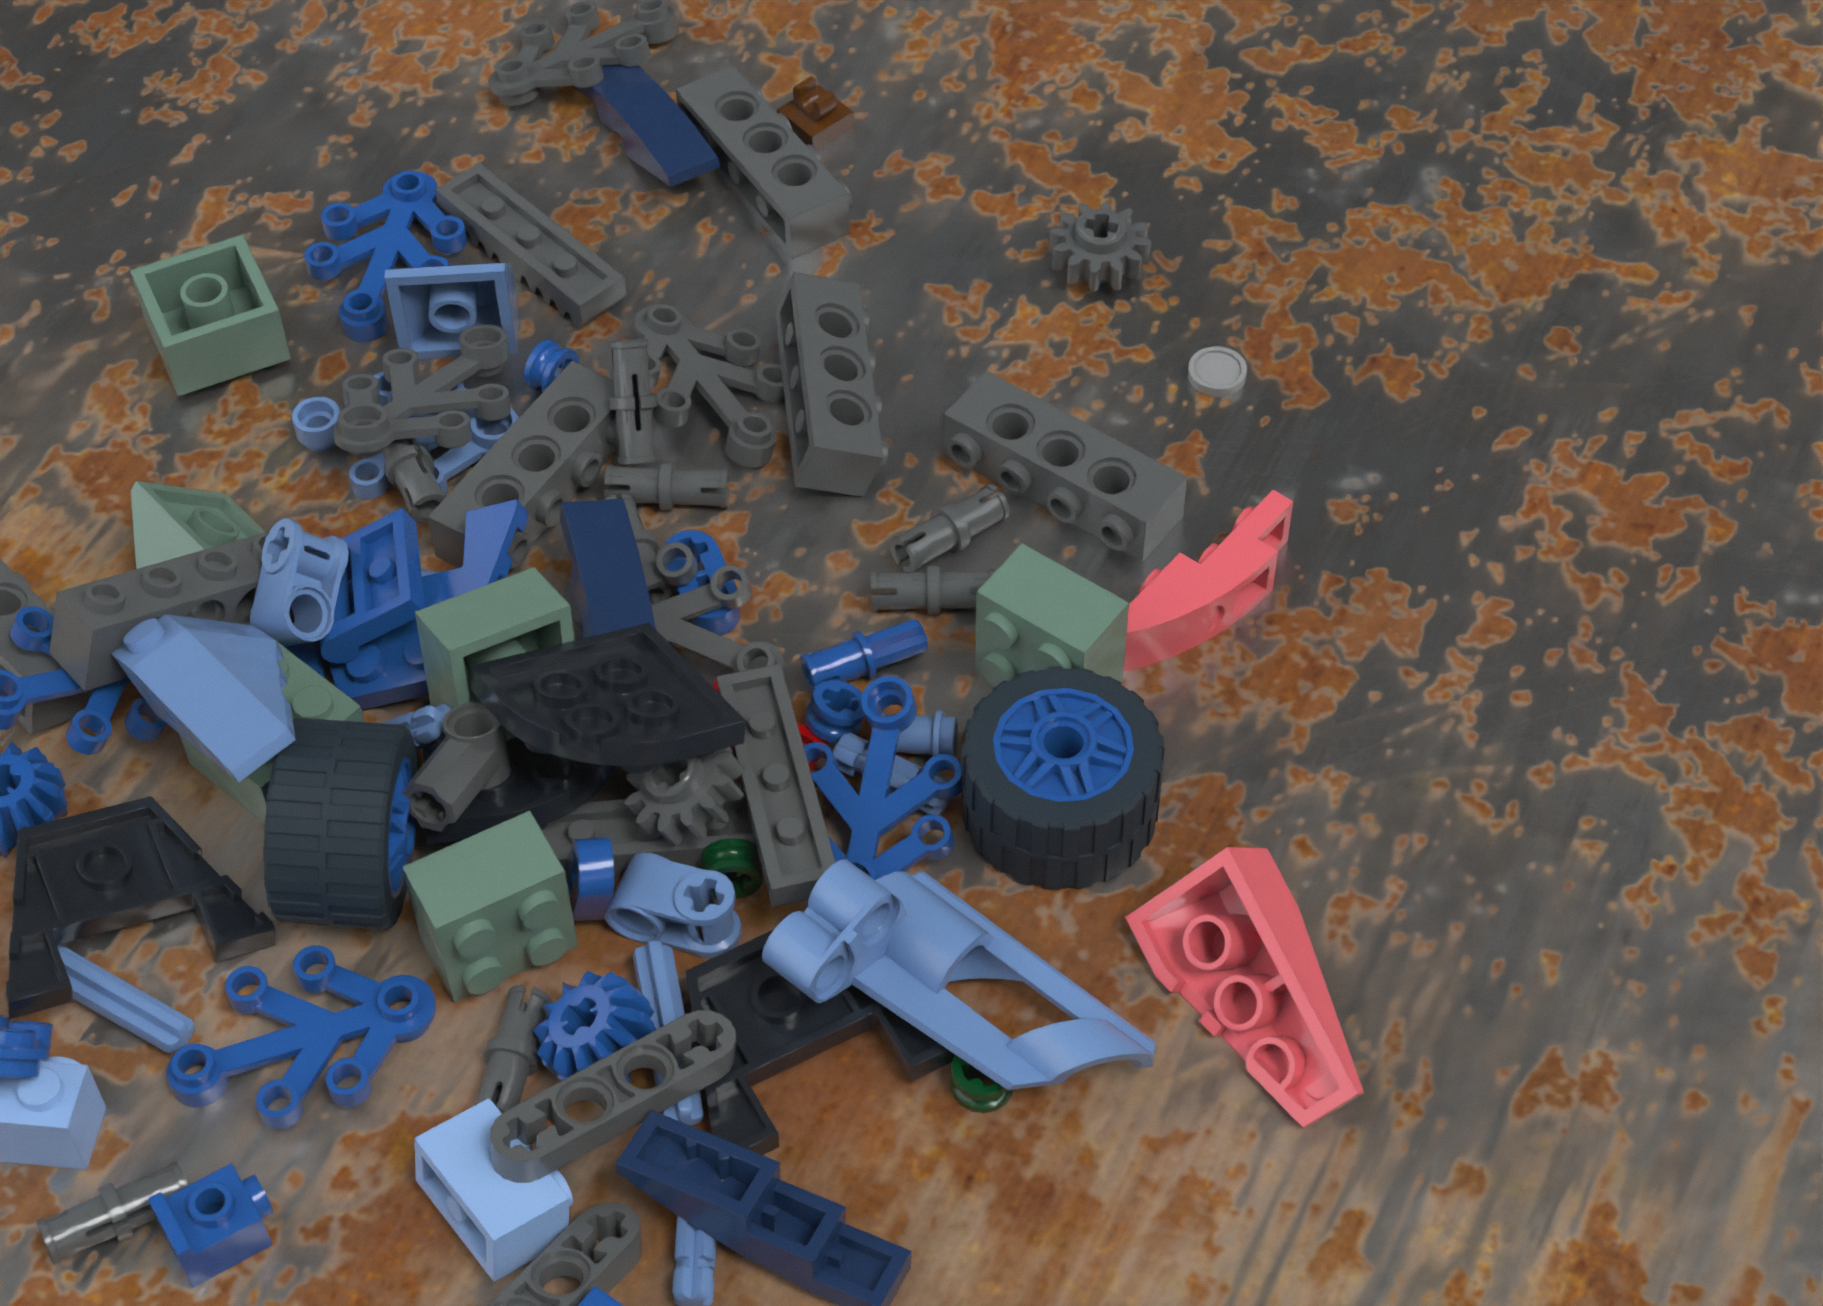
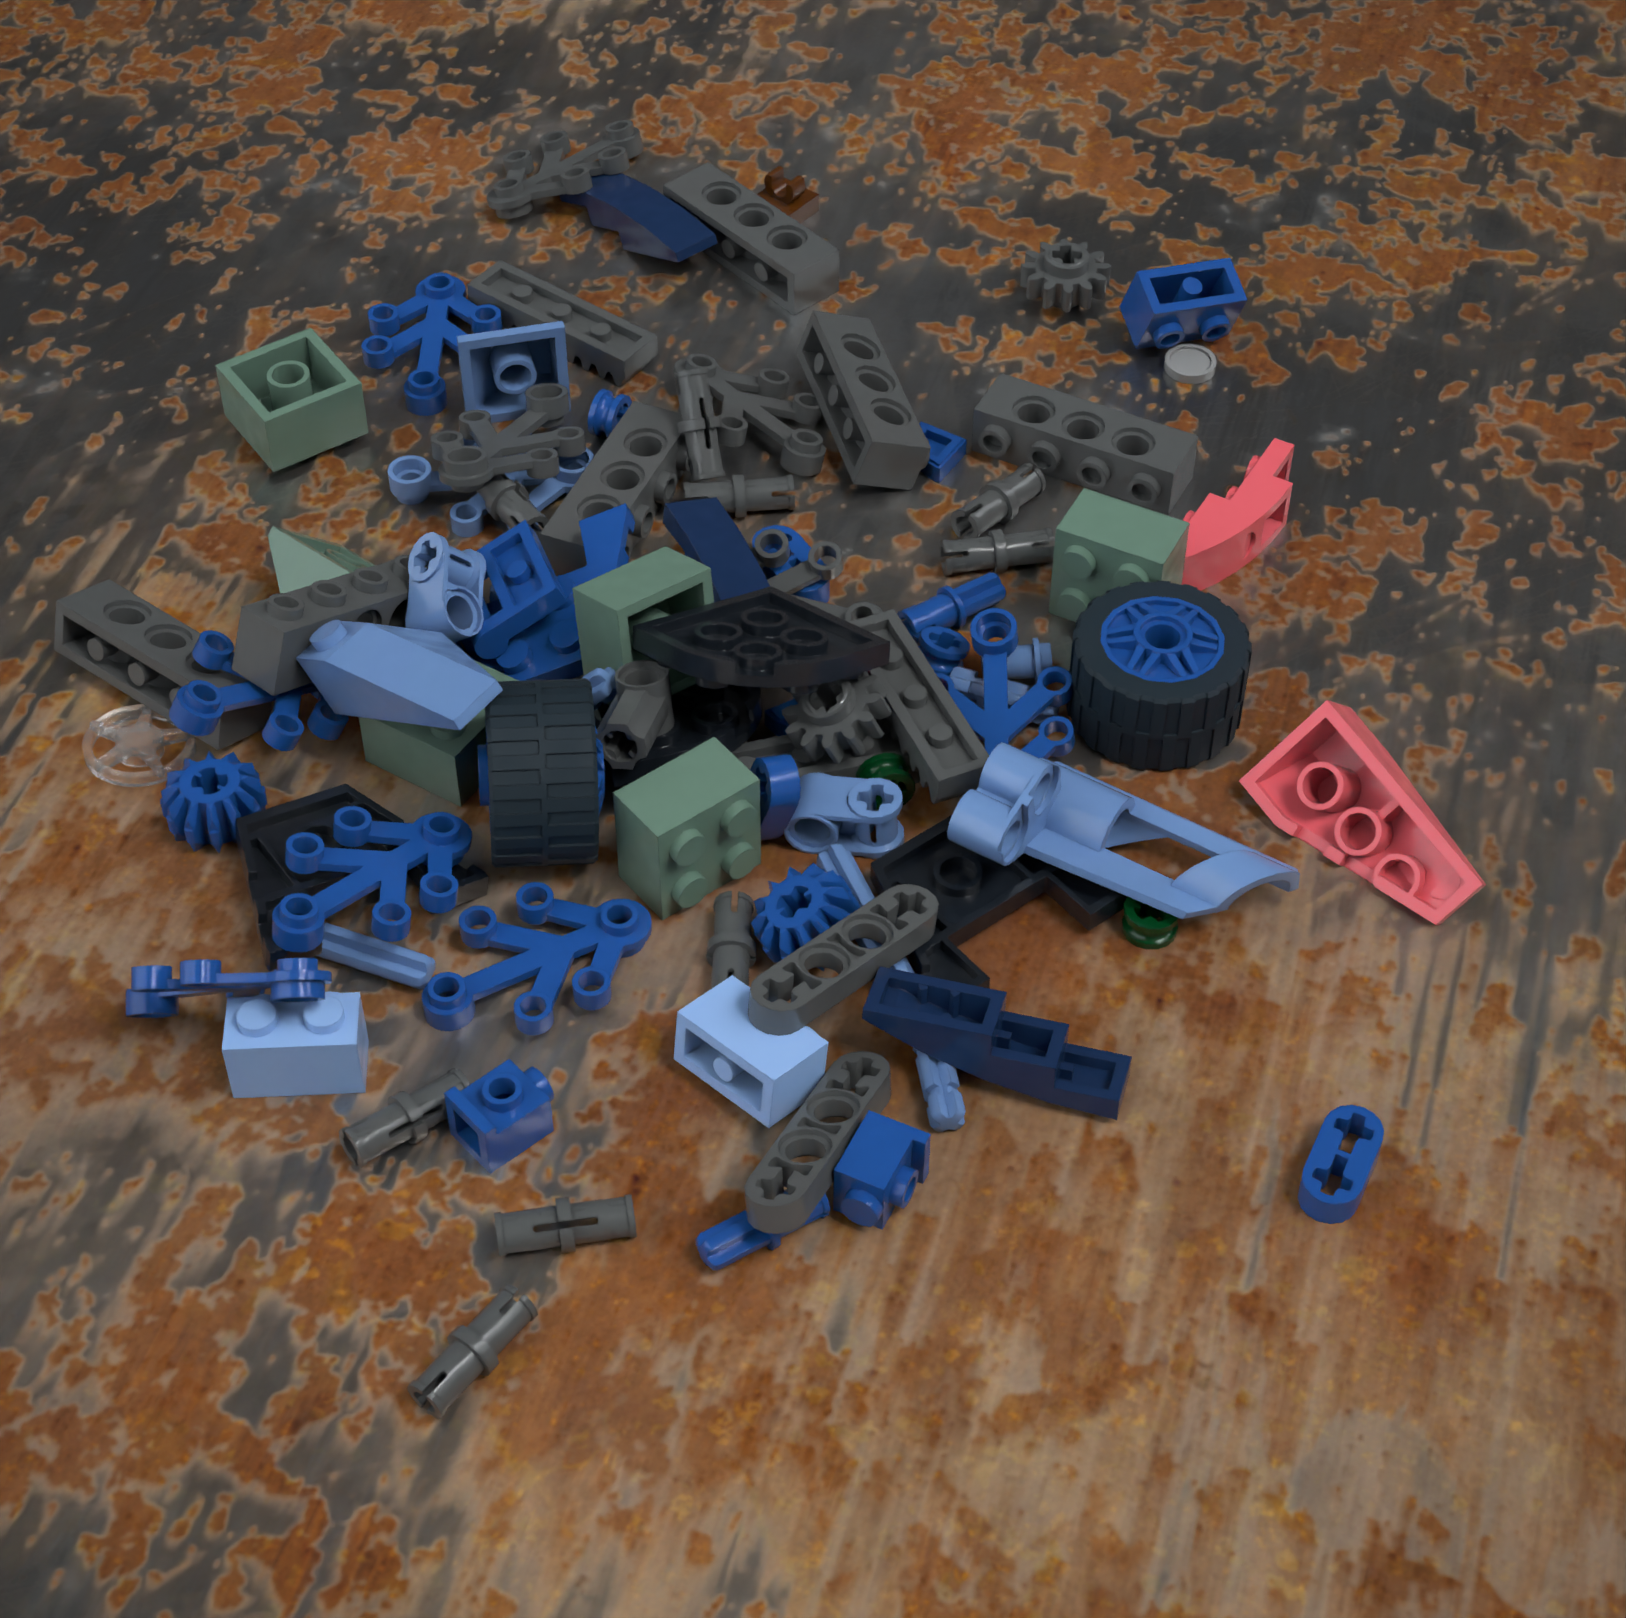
camera: 10 degrees left, 5 degrees down
(143, 914) = (433, 839): none -> blue plant
(907, 452) = (944, 452): none -> blue tile
(1219, 301) = (1183, 303): none -> blue brick

